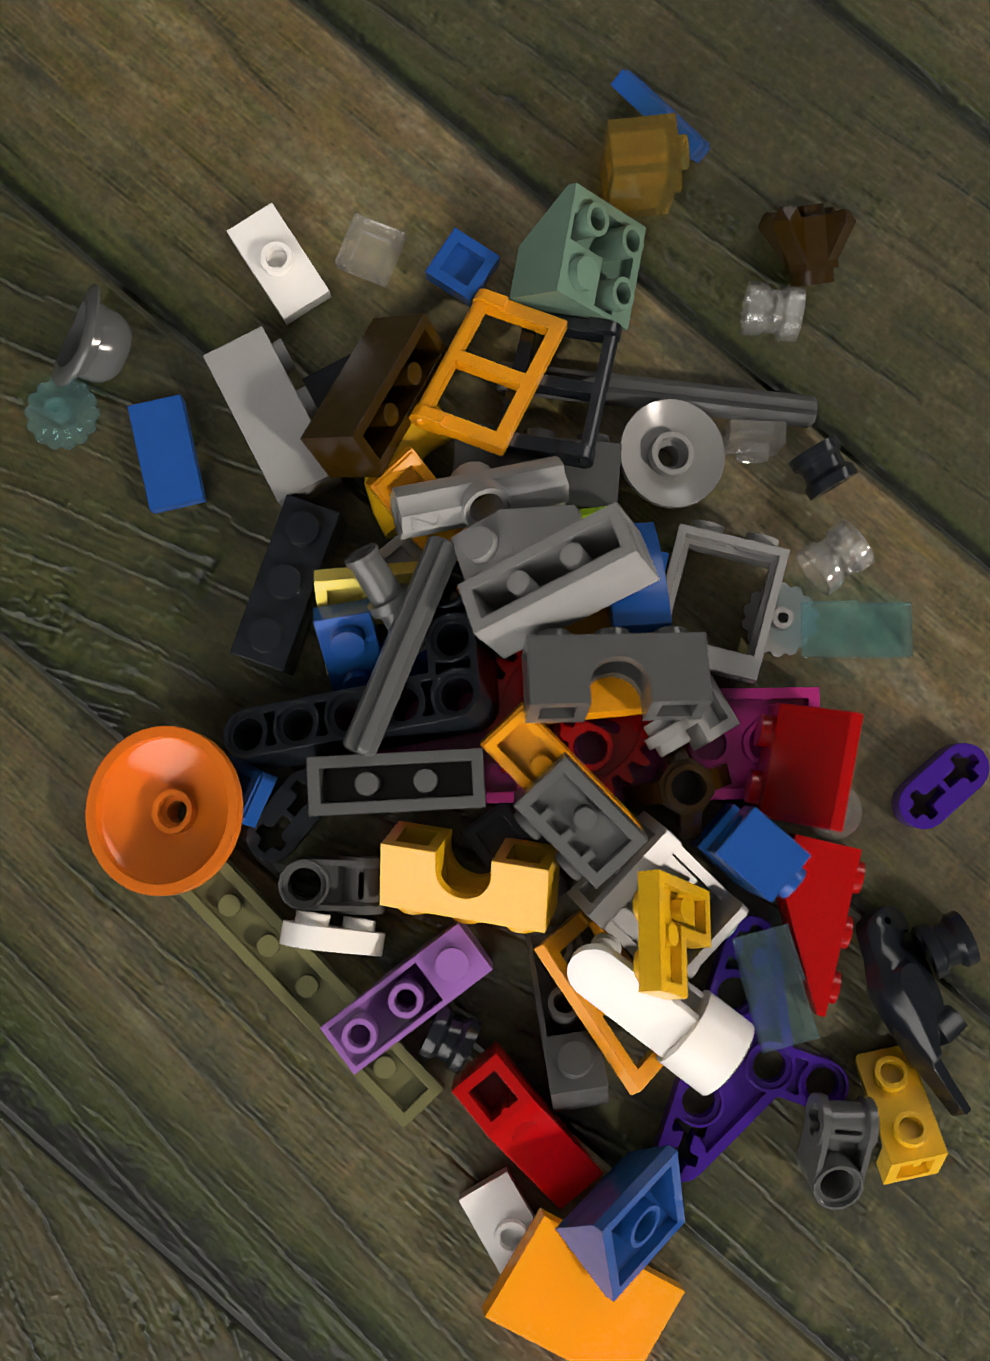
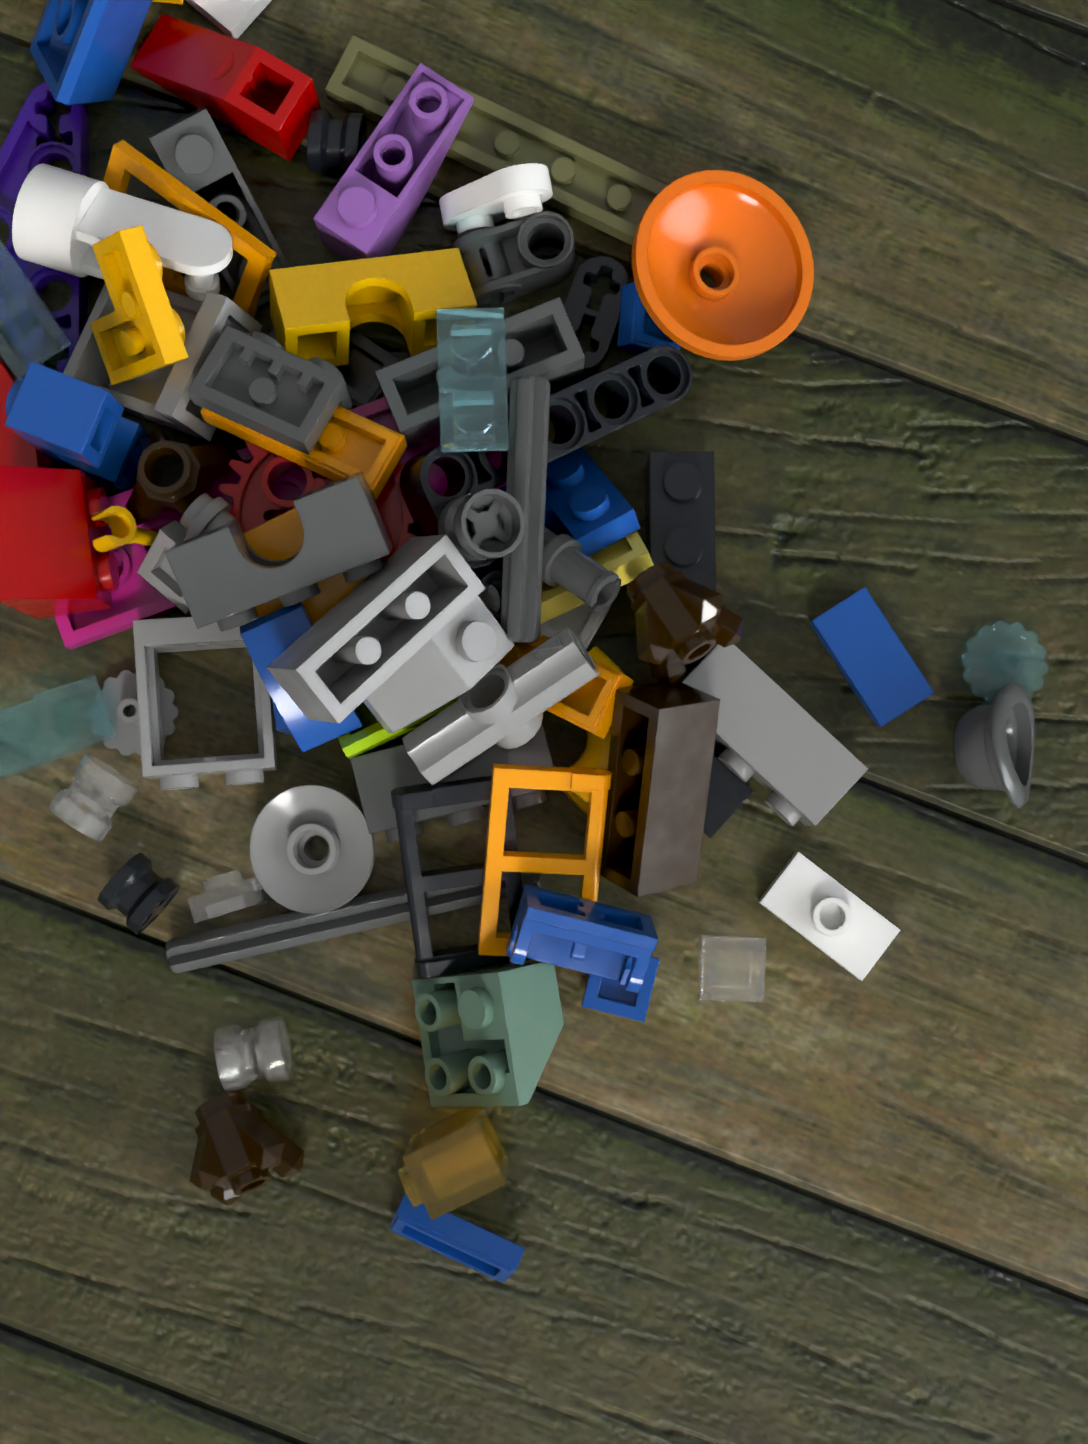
camera: 155 degrees right, 0 degrees up
(310, 513) = (678, 620): none -> dark brown rock
(406, 765) = (472, 380): none -> clear light blue slope
(431, 628) = (494, 520): none -> dark grey wheel
(477, 301) = (582, 936): none -> blue hinge
(738, 753) = (123, 530): none -> yellow hand

